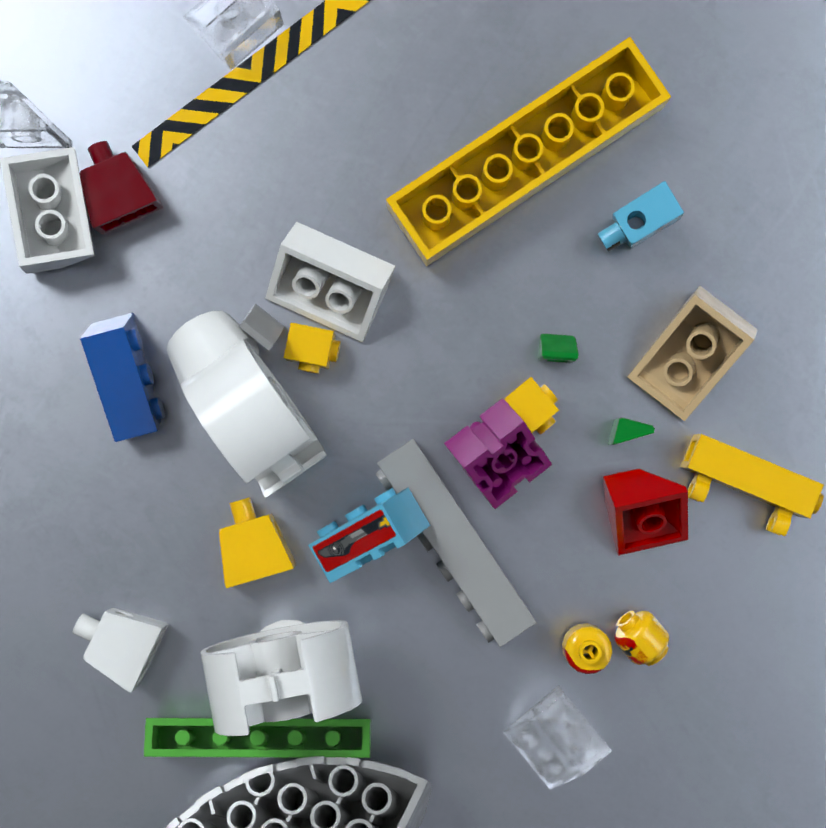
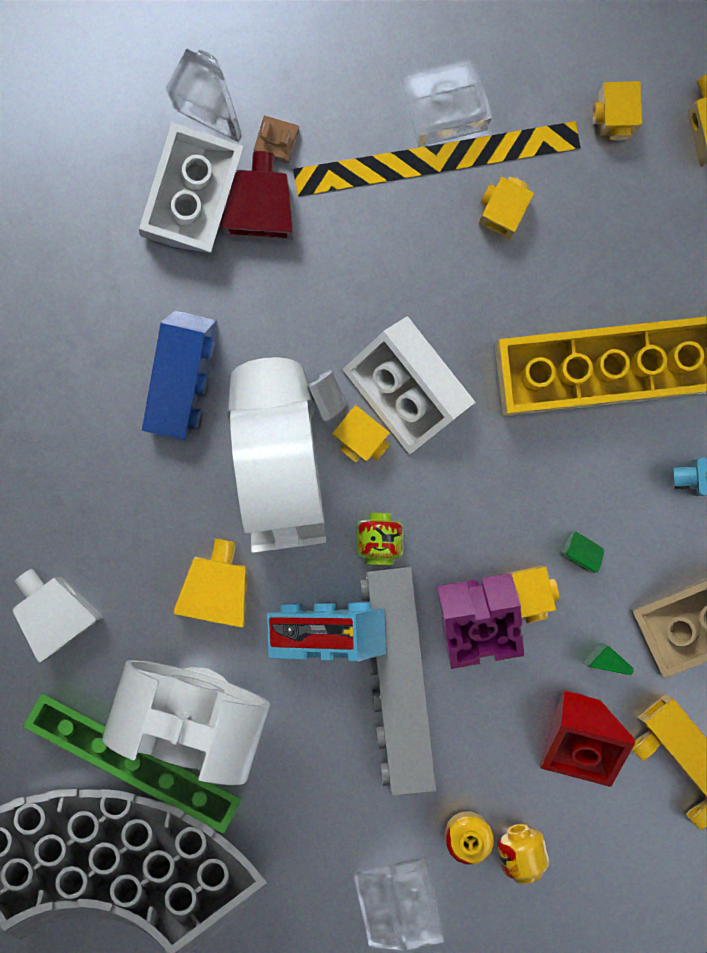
camera: 20 degrees right, 0 degrees up
(103, 125) = (277, 138): none -> medium nougat tile
(332, 81) = (505, 205): none -> yellow brick
(374, 429) = (380, 539): none -> head

